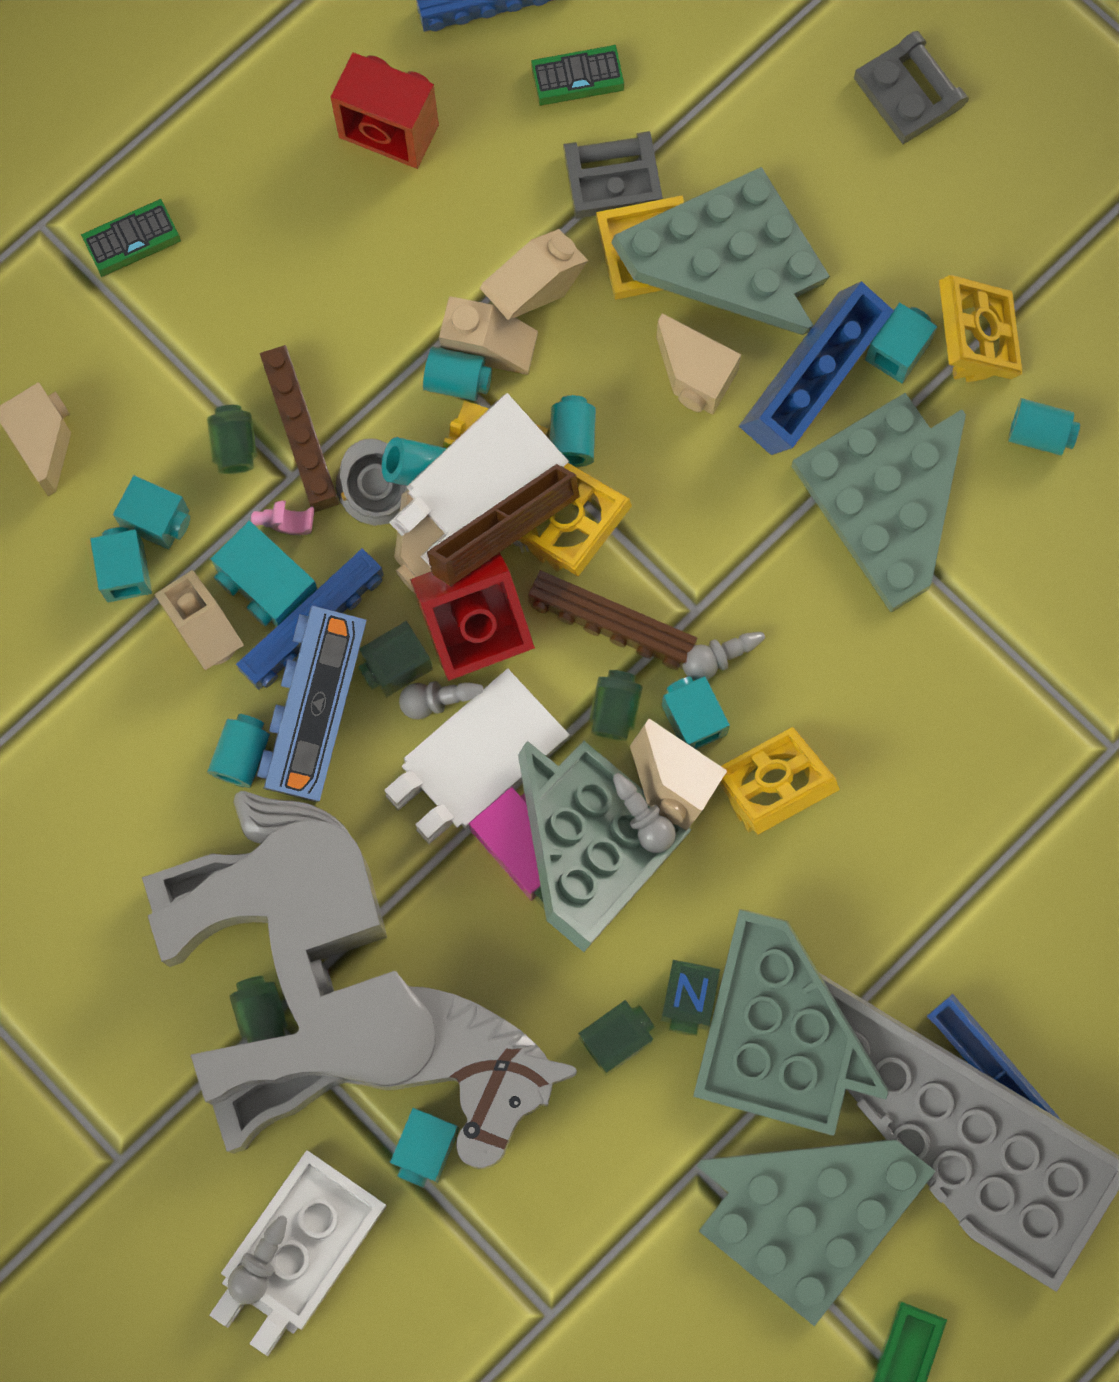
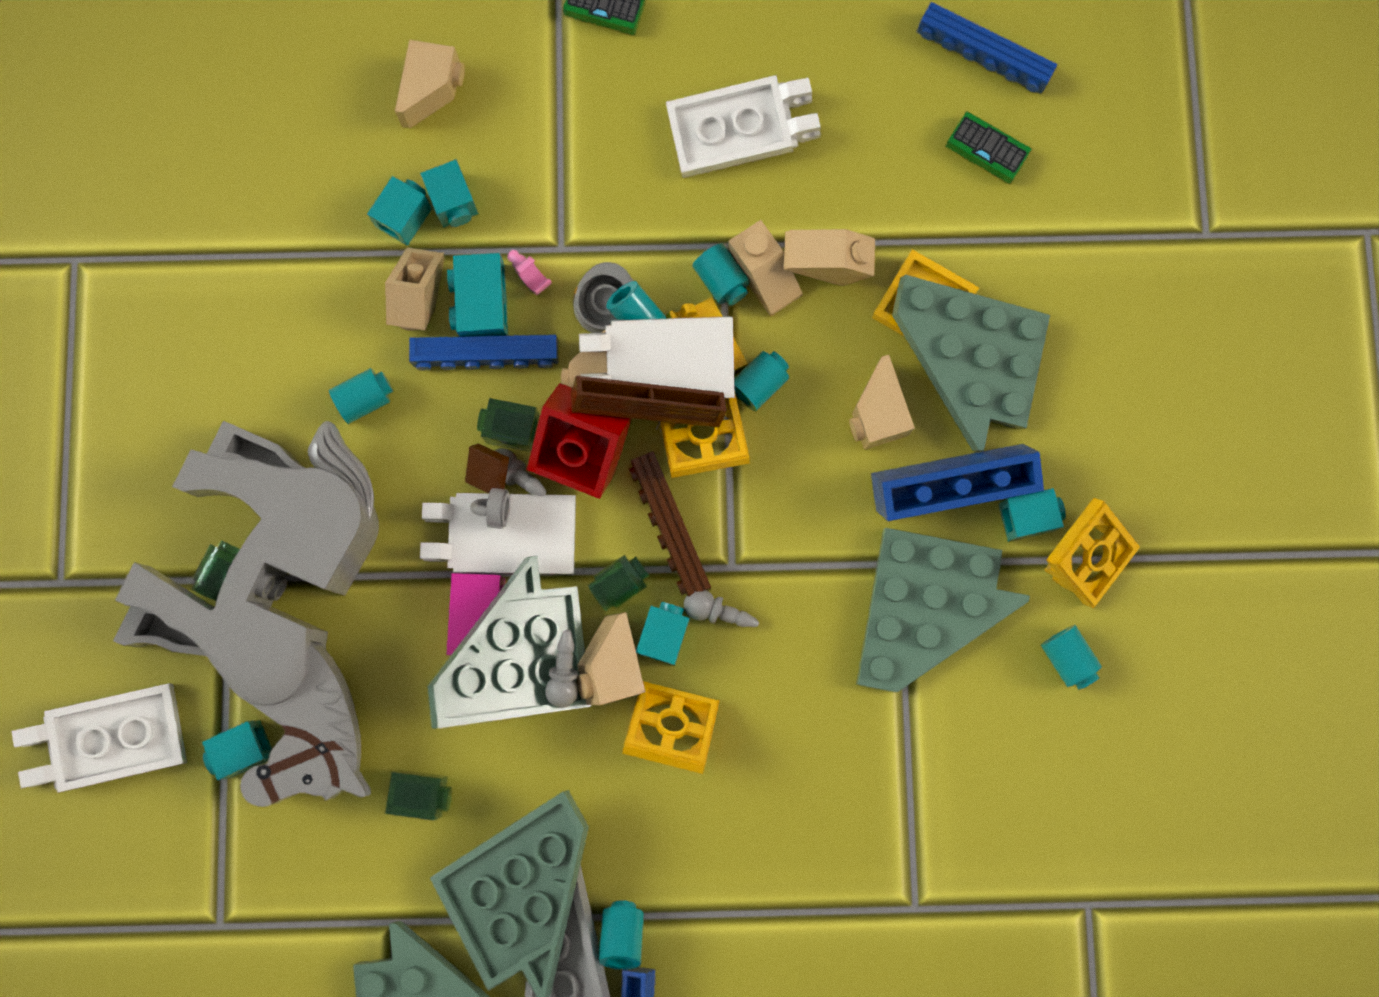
camera: 40 degrees right, 5 degrees up
(232, 439) = (543, 191): clear green brick -> none
(249, 1281) = (53, 733): light grey bar -> none
(299, 428) = (592, 222): reddish brown piece -> none
(313, 704) = (429, 407): brick -> none
(348, 236) = (740, 124): none -> white tile
(385, 109) = (837, 59): red brick -> none
(412, 713) = (486, 468): none -> reddish brown tile
(453, 735) = (495, 508): none -> light grey tile
(615, 184) = (940, 240): dark grey plate -> none
(689, 997) = (486, 813): clear green brick -> none
(898, 94) = (1190, 349): dark grey plate -> none
(900, 988) = (621, 936): none -> teal brick

